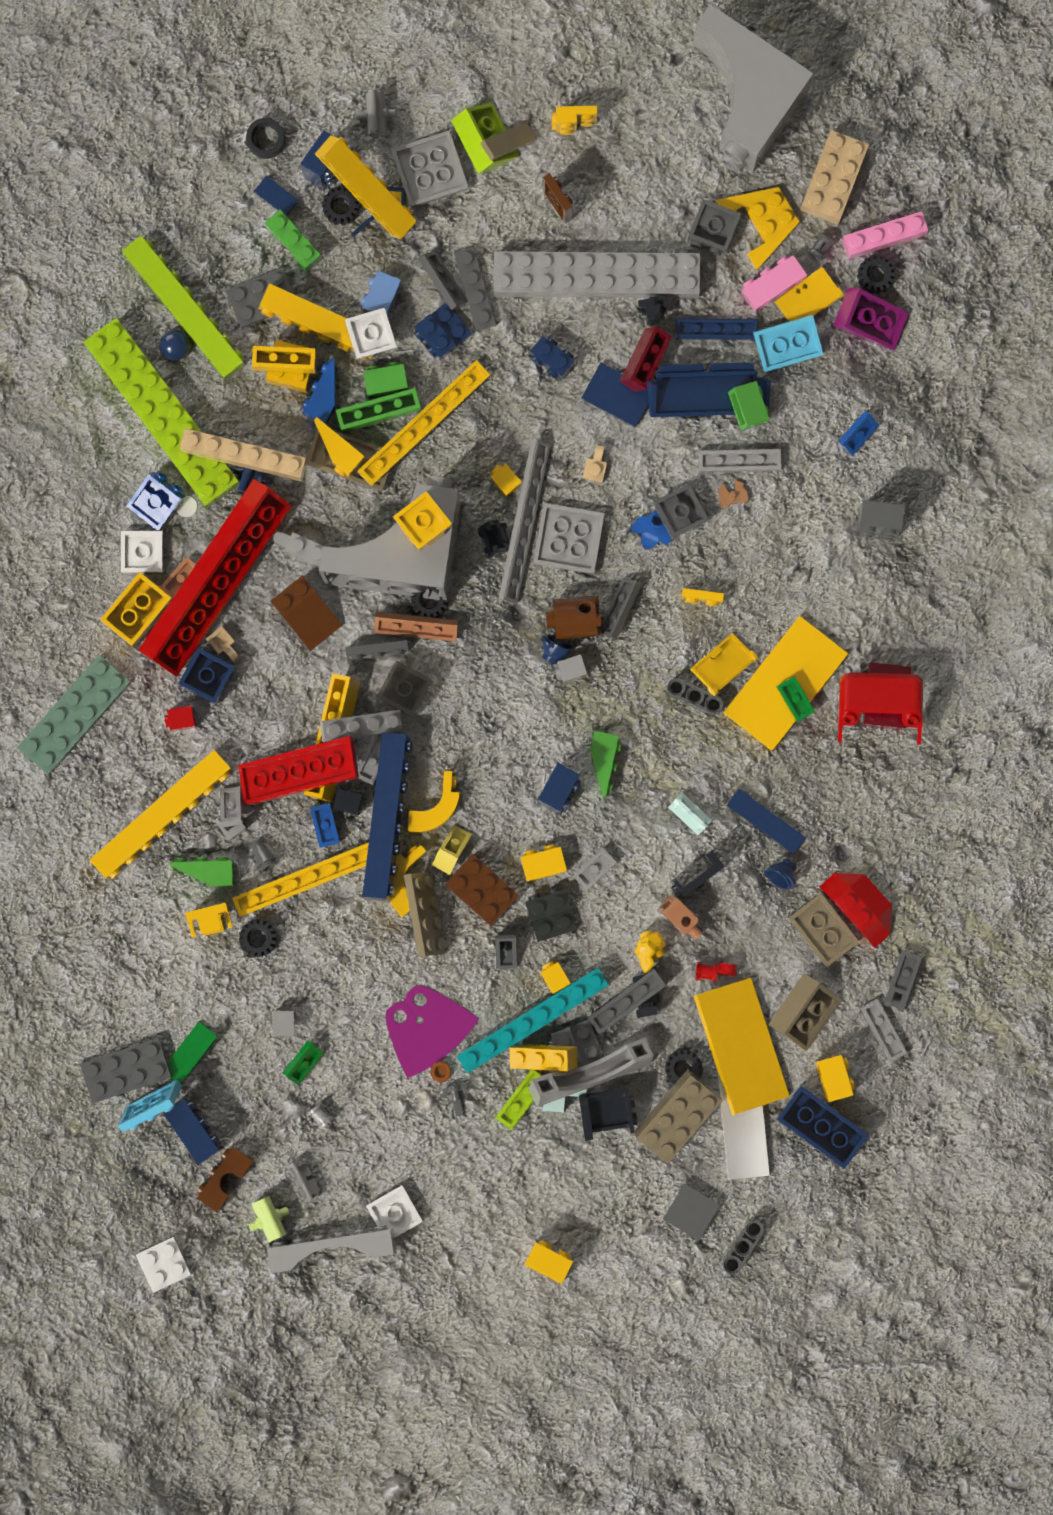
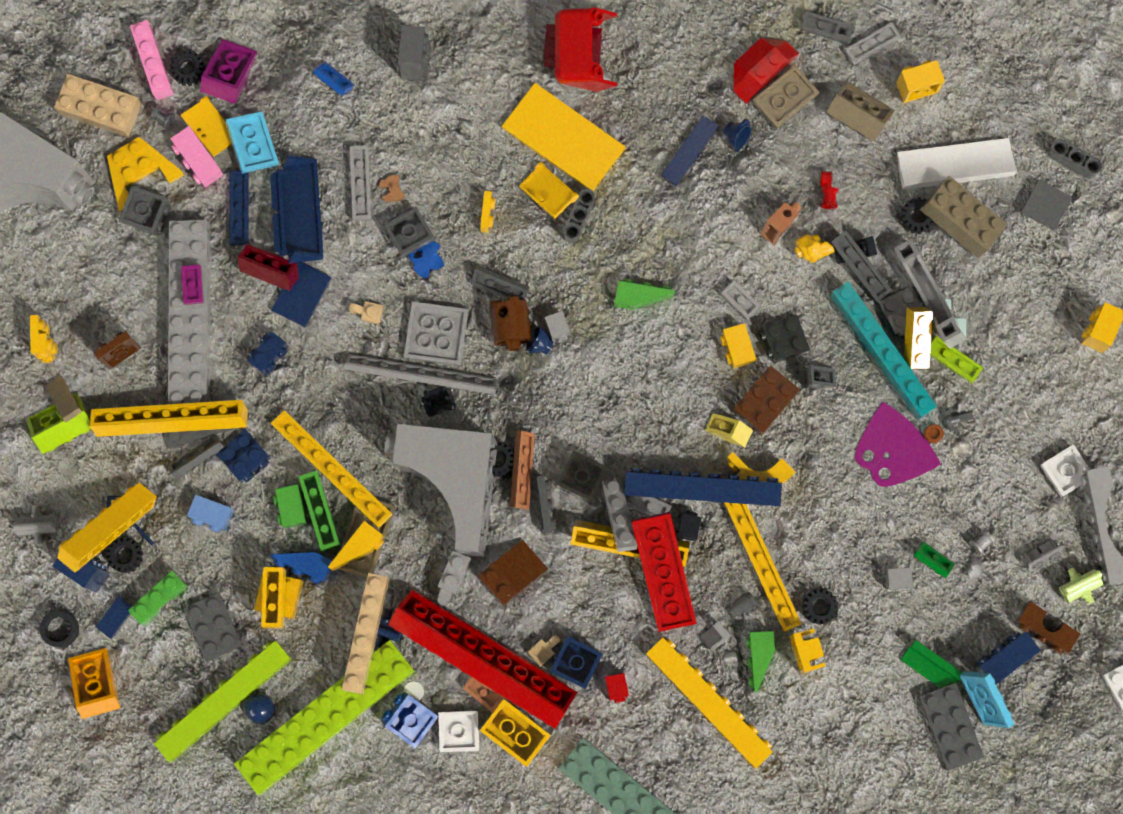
camera: 90 degrees left, 5 degrees down
(207, 174) = (93, 683): none -> light orange slope
(231, 806) = (698, 635): light grey plate -> none
(307, 316) = (235, 569): yellow brick -> none
(324, 825) = (711, 548): blue plate -> none
(370, 333) = (247, 519): white plate -> none
(422, 521) = (430, 452): yellow panel -> none
(424, 914) = (791, 451): dark tan plate -> none
(430, 169) = (89, 473): light grey plate -> none
(436, 817) = (696, 441): yellow arch -> none
(483, 252) = (169, 418): none -> yellow brick
(505, 480) = (383, 392): yellow brick -> none
(554, 977) = (842, 332): yellow brick -> none
(559, 788) = (671, 330): dark blue brick -> none
(607, 1111) = (962, 280): black panel -> none
(625, 277) = (192, 284): none -> magenta plate
(651, 308) = (221, 263): black piece -> none
(690, 813) = (686, 217): light aqua hinge -> none
(716, 866) = (746, 202): black panel -> none
(741, 1046) = (895, 164): yellow tile -> none
(749, 405) = (310, 173): bright green piece -> none
(795, 699) = (578, 125): green plate -> none
(822, 1127) = (964, 91): dark blue brick -> none

